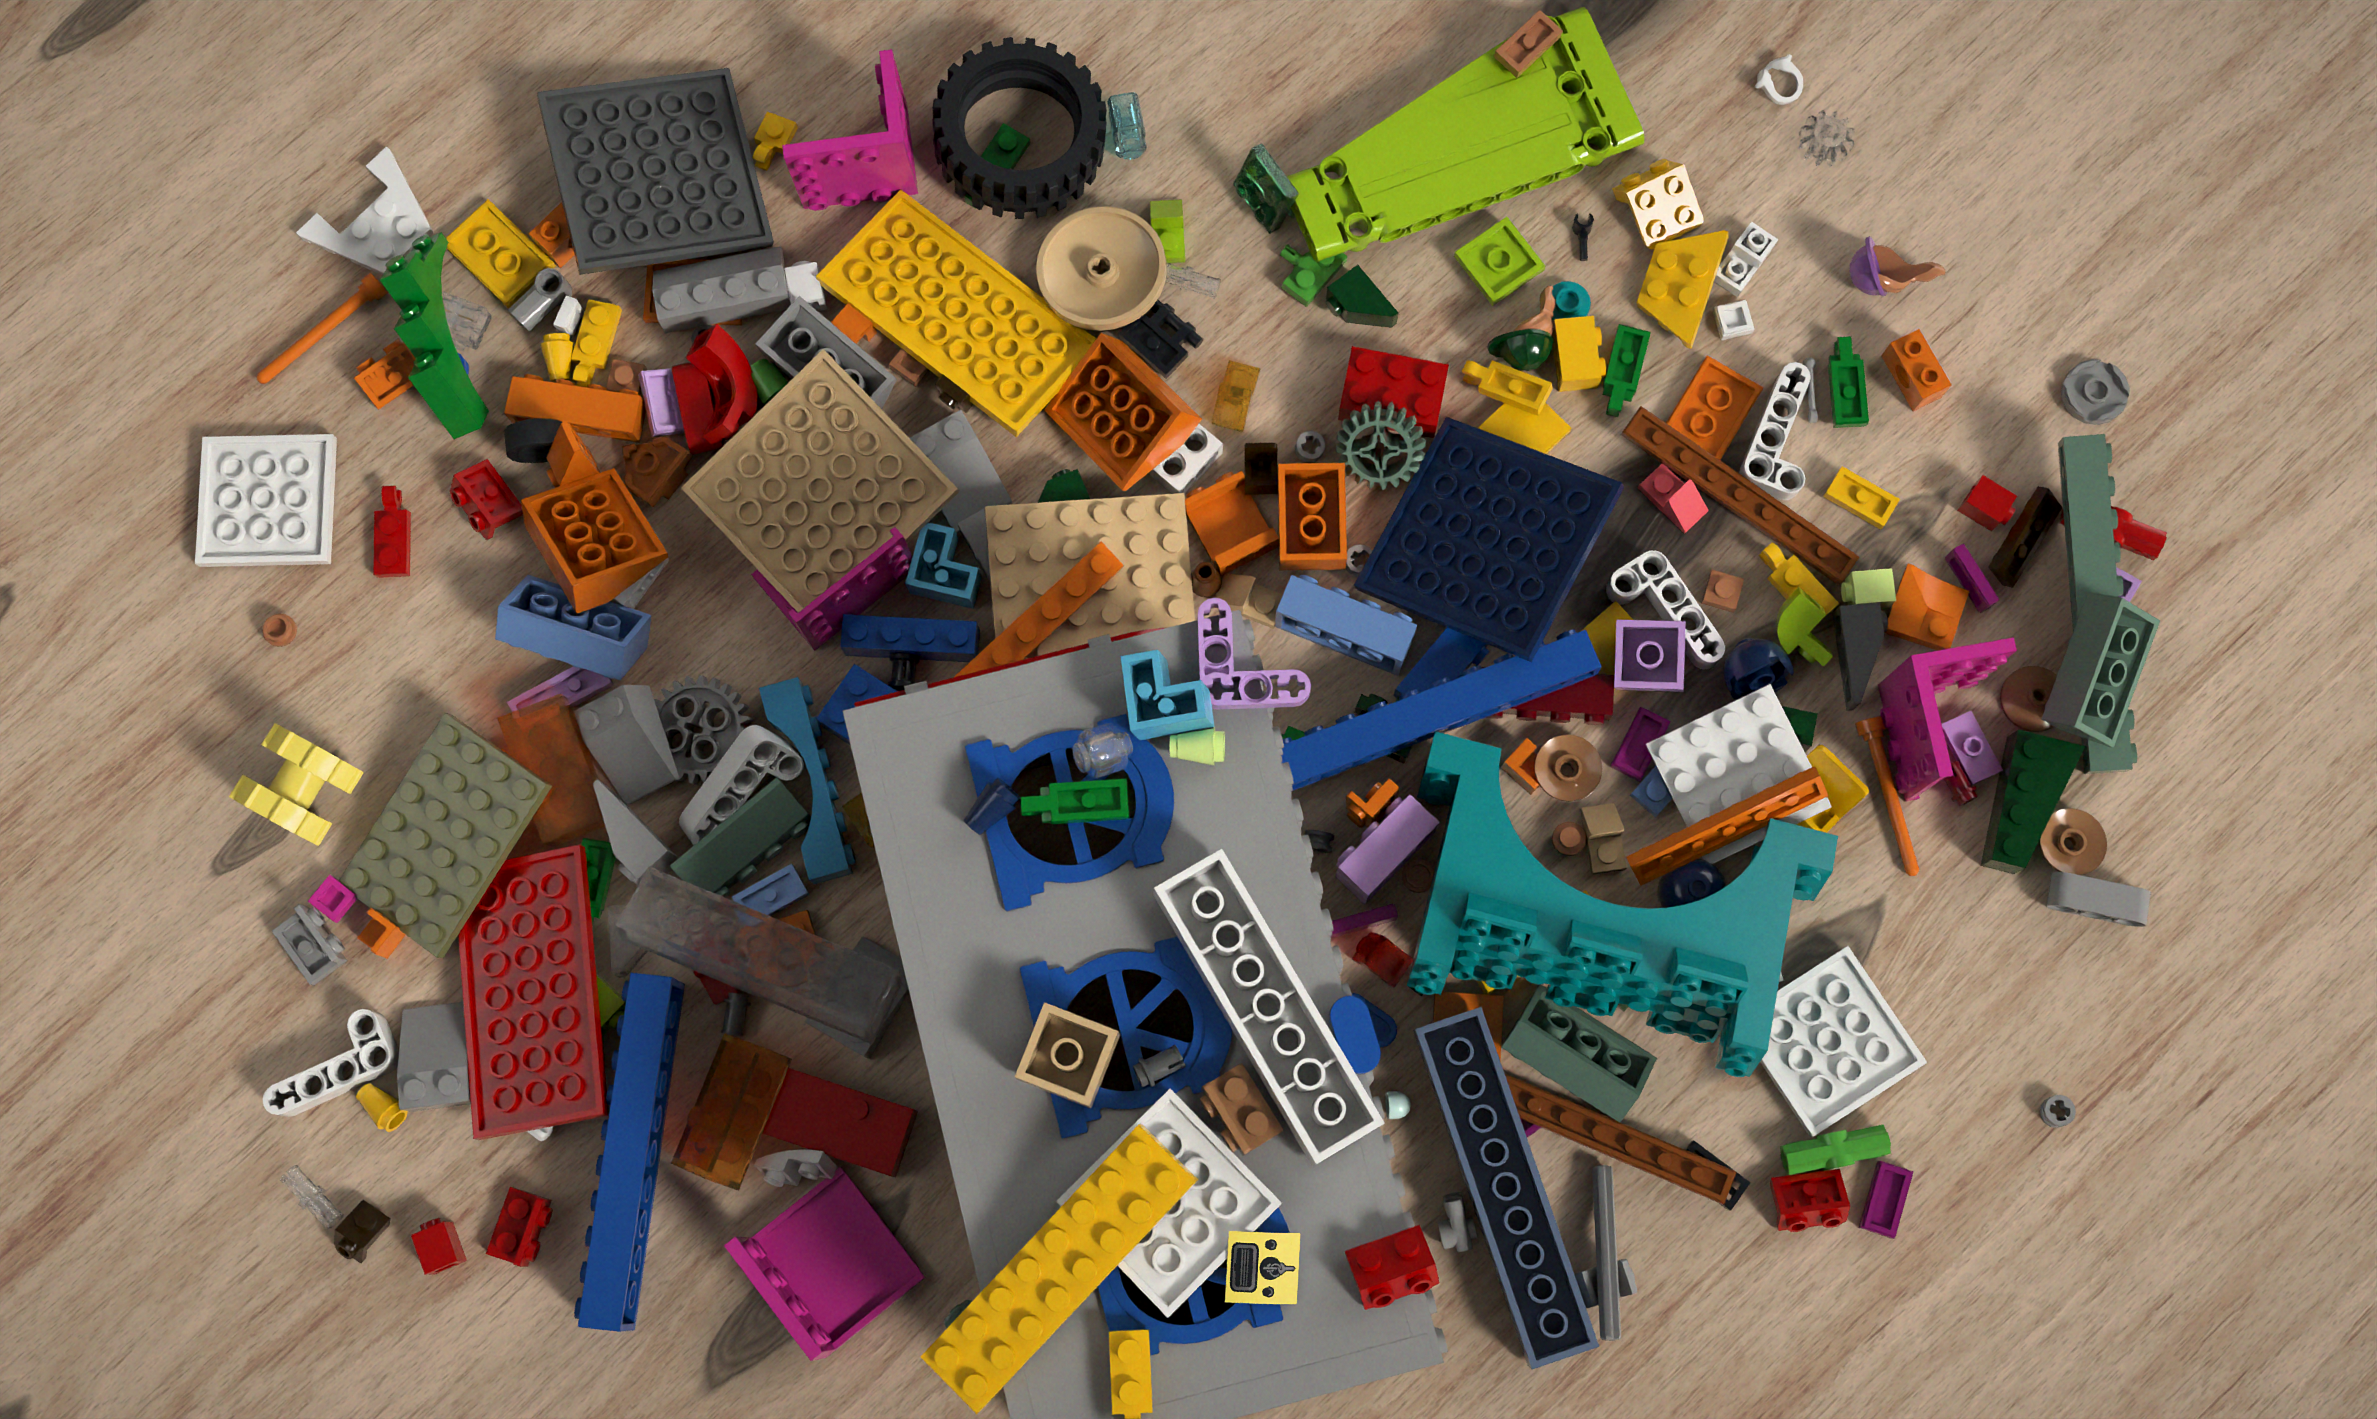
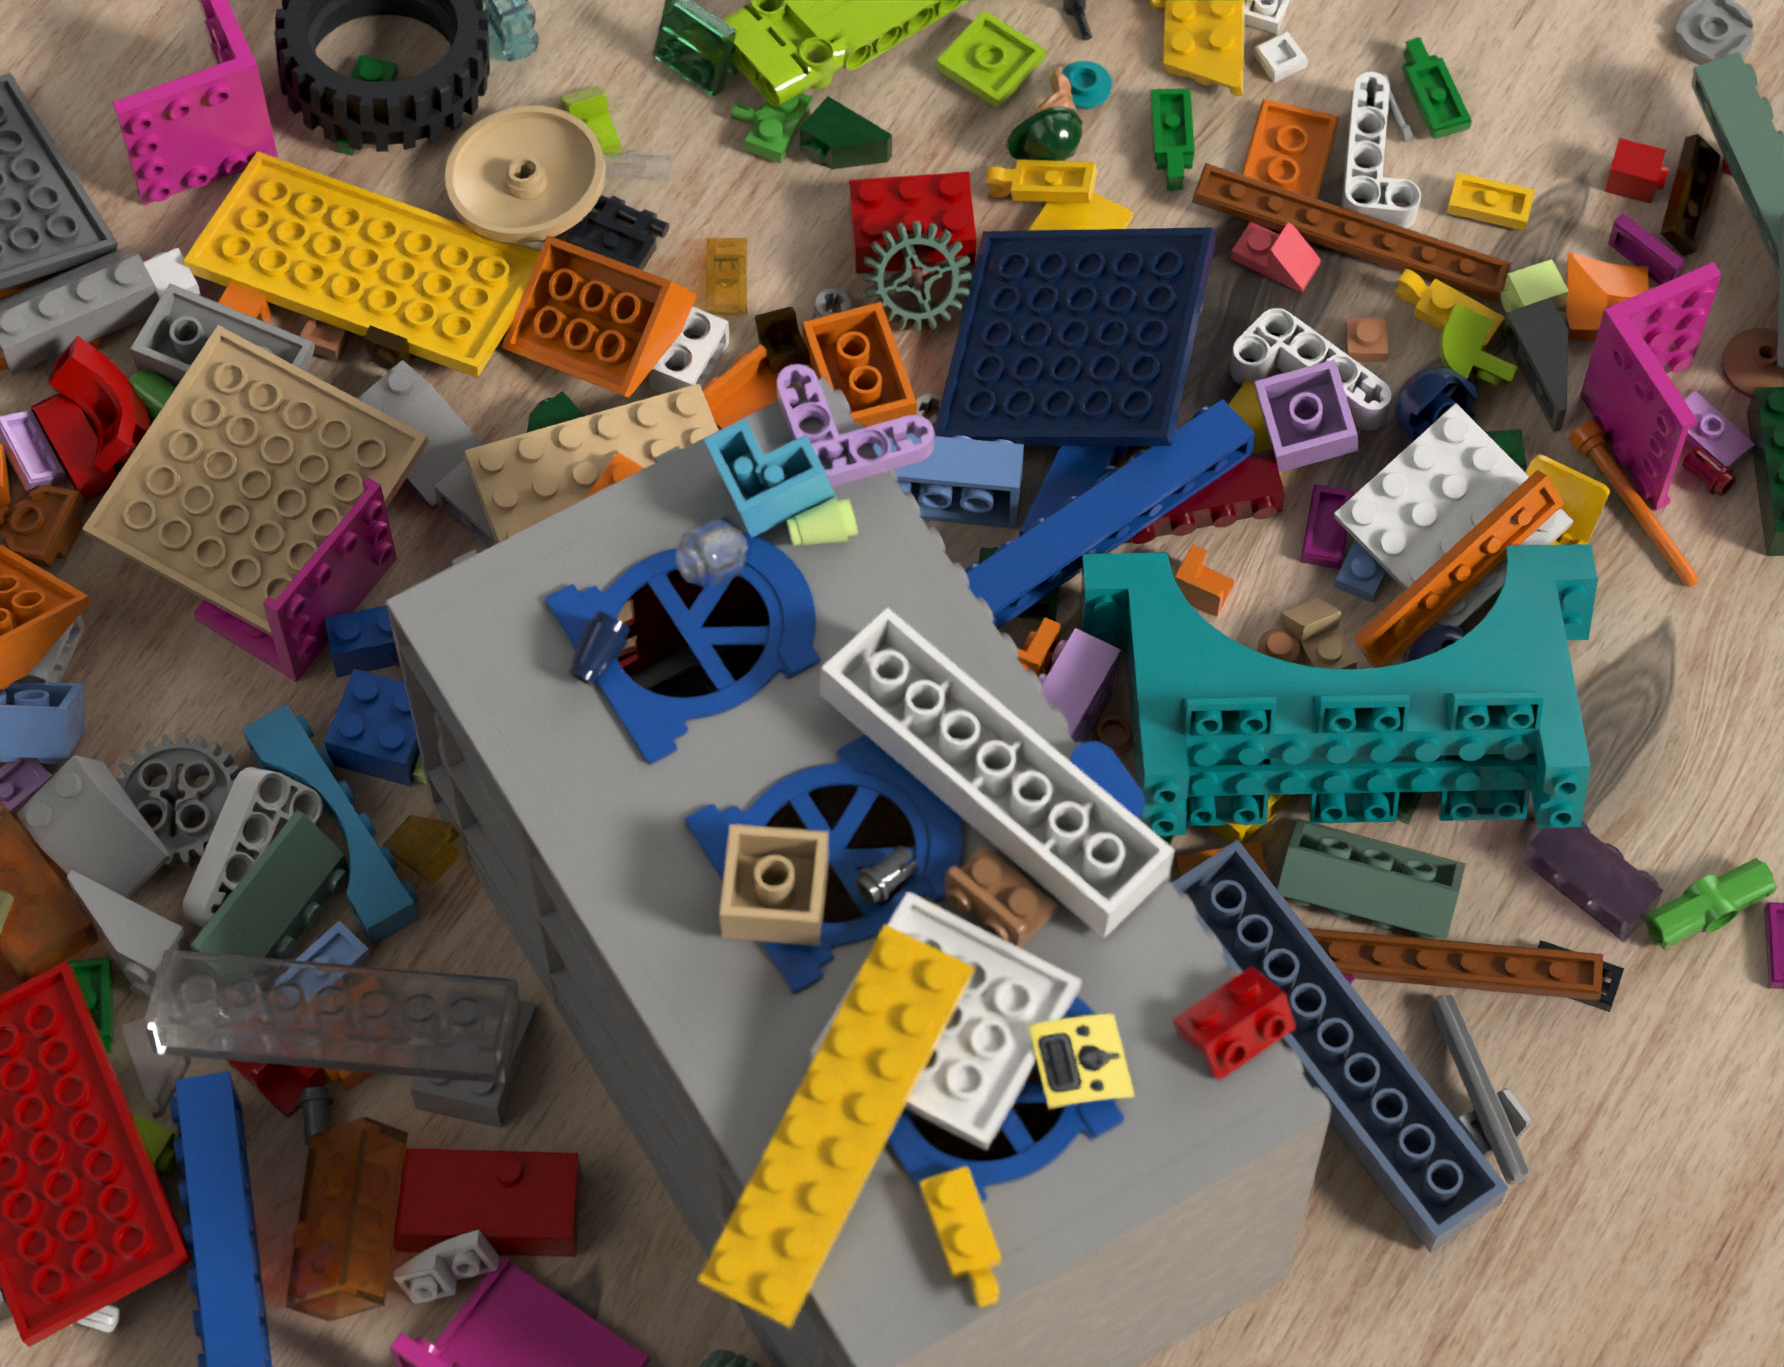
camera: 20 degrees left, 15 degrees down
(770, 137) = (85, 134): yellow plate -> none
(934, 573) = (422, 544): medium azure brick -> none
(1079, 802) = (700, 617): green hinge -> none
(1569, 751) = (1257, 555): medium nougat dish -> none
(1577, 353) = (1114, 132): yellow brick -> none
(1755, 1108) = (1594, 877): none -> clear purple brick
(1810, 1200) = (1701, 968): red bracket -> none
(1835, 1043) = (1669, 786): white plate -> none
(1916, 370) = (1505, 54): orange brick -> none

